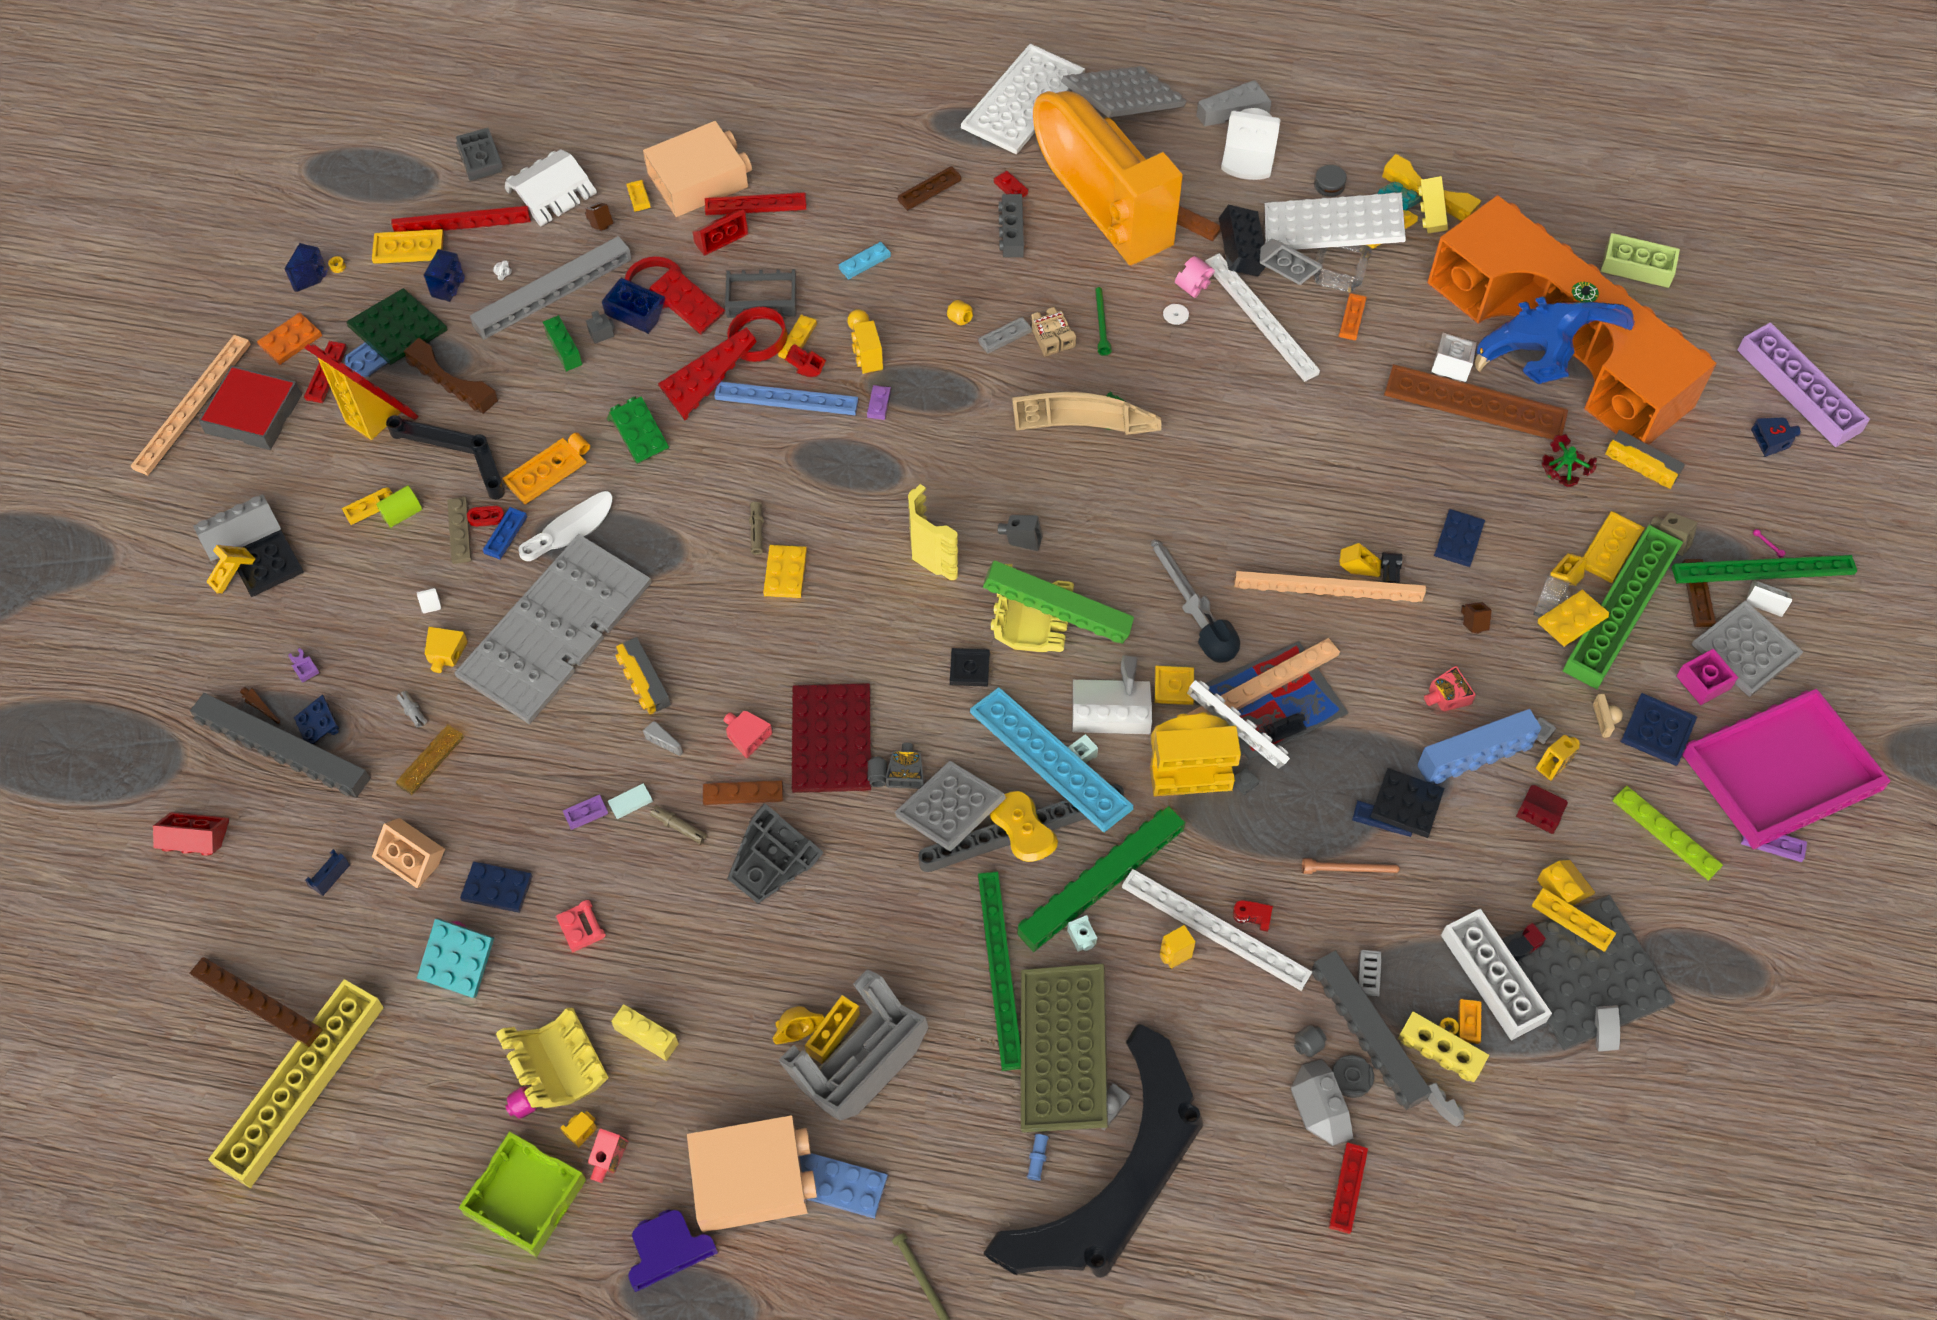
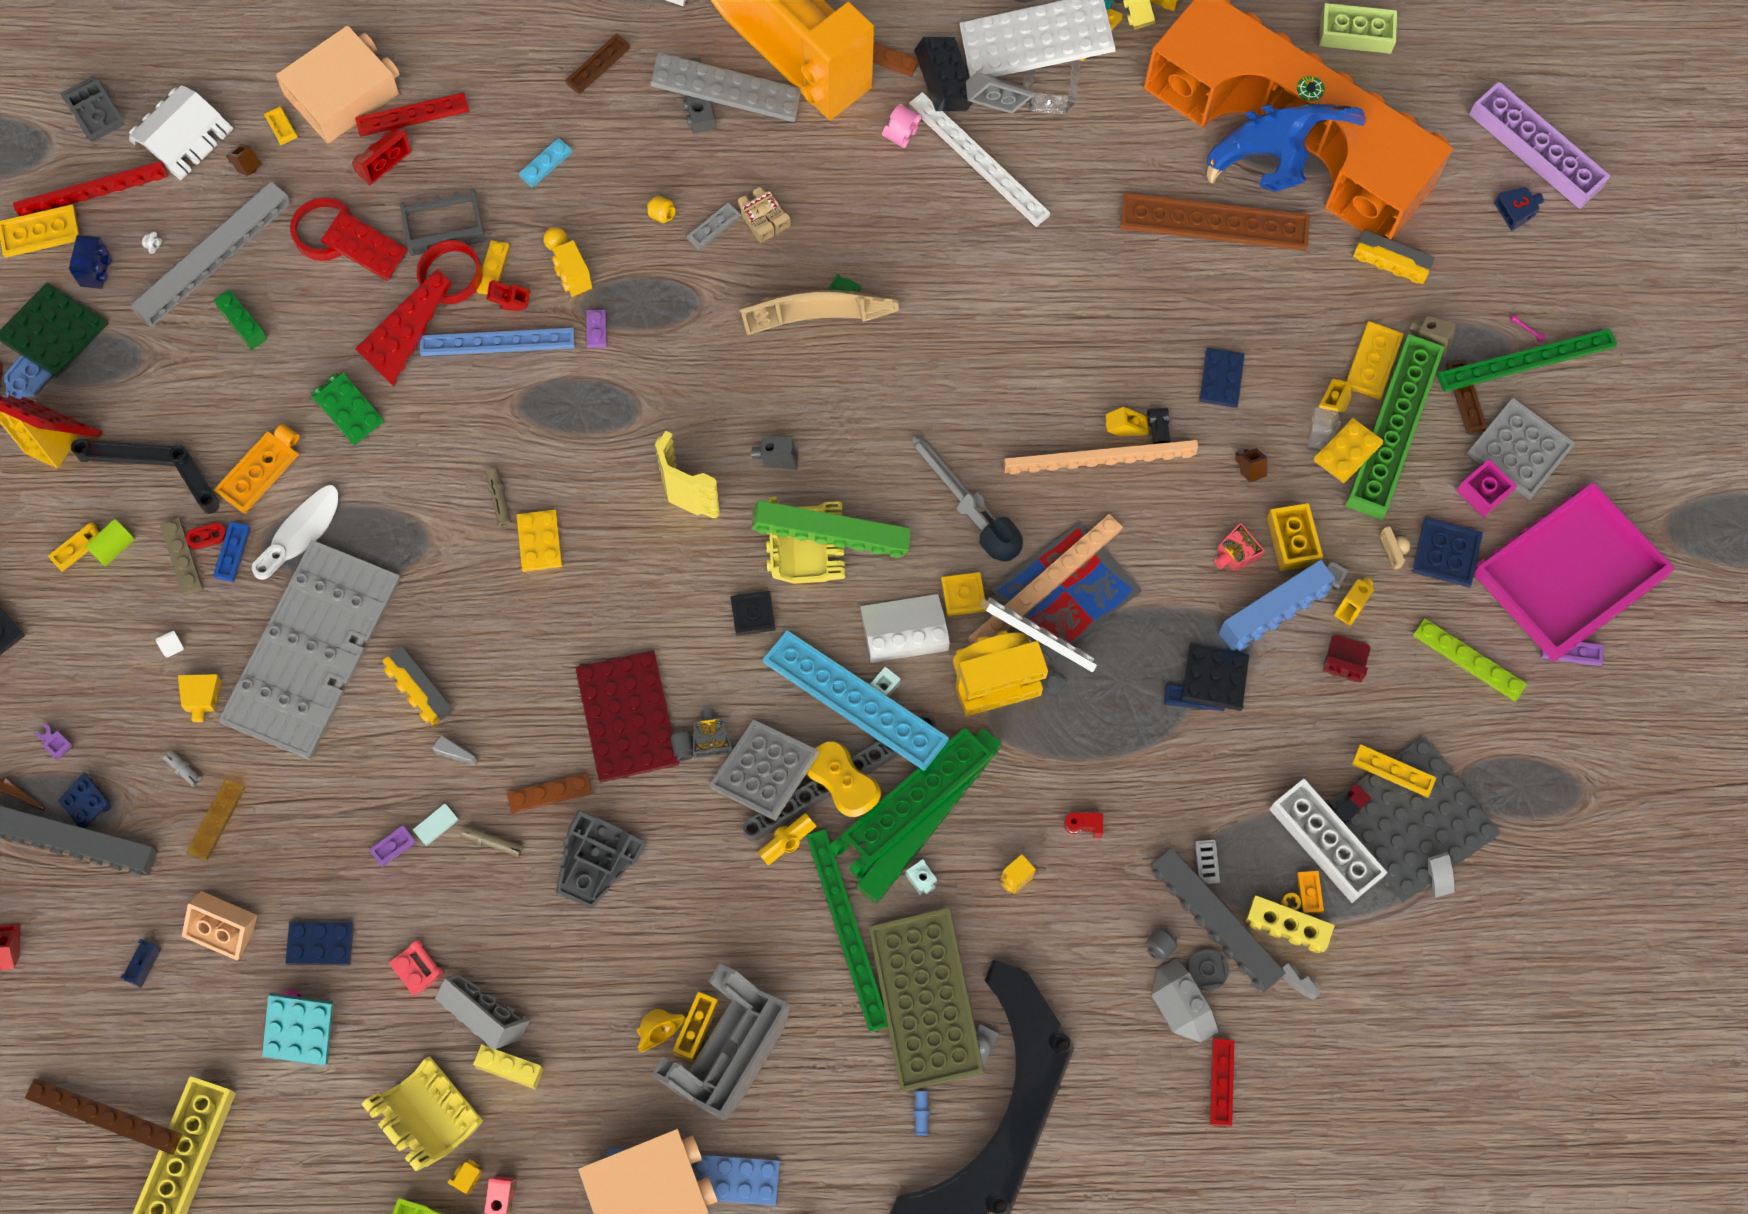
camera: 15 degrees left, 10 degrees up
(475, 393) = (159, 395): reddish brown arch -> none
(518, 1103) = (398, 1166): dark pink head -> none
(600, 327) = (276, 293): dark grey brick -> none
(631, 976) = (480, 1012): none -> light grey wedge
(633, 305) = (307, 261): clear blue slope -> none
(747, 731) = (539, 727): coral torso -> none
(958, 873) = (786, 839): none -> yellow piece
(1010, 184) = (684, 45): red plate -> none
(1040, 221) = (725, 87): none -> light grey plate
(1086, 859) = (912, 800): none -> green hinge
(1104, 345) = (821, 222): green piece -> none
(1128, 672) = (915, 588): light grey slope -> none
(1176, 314) = (889, 171): white piece -> none
(1217, 929) = (1051, 846): white plate -> none
(1285, 727) = (1082, 620): black hinge -> none
(1310, 866) = (1131, 762): nougat piece -> none
(1352, 316) = (1073, 143): orange plate -> none
(1454, 357) = (1185, 173): white slope -> none
(1506, 686) = (1294, 537): none -> yellow brick
(1565, 882) = (1380, 732): yellow slope -> none
(1570, 458) = (1321, 271): dark red plant -> none
(1768, 598) = (1535, 389): white slope -> none

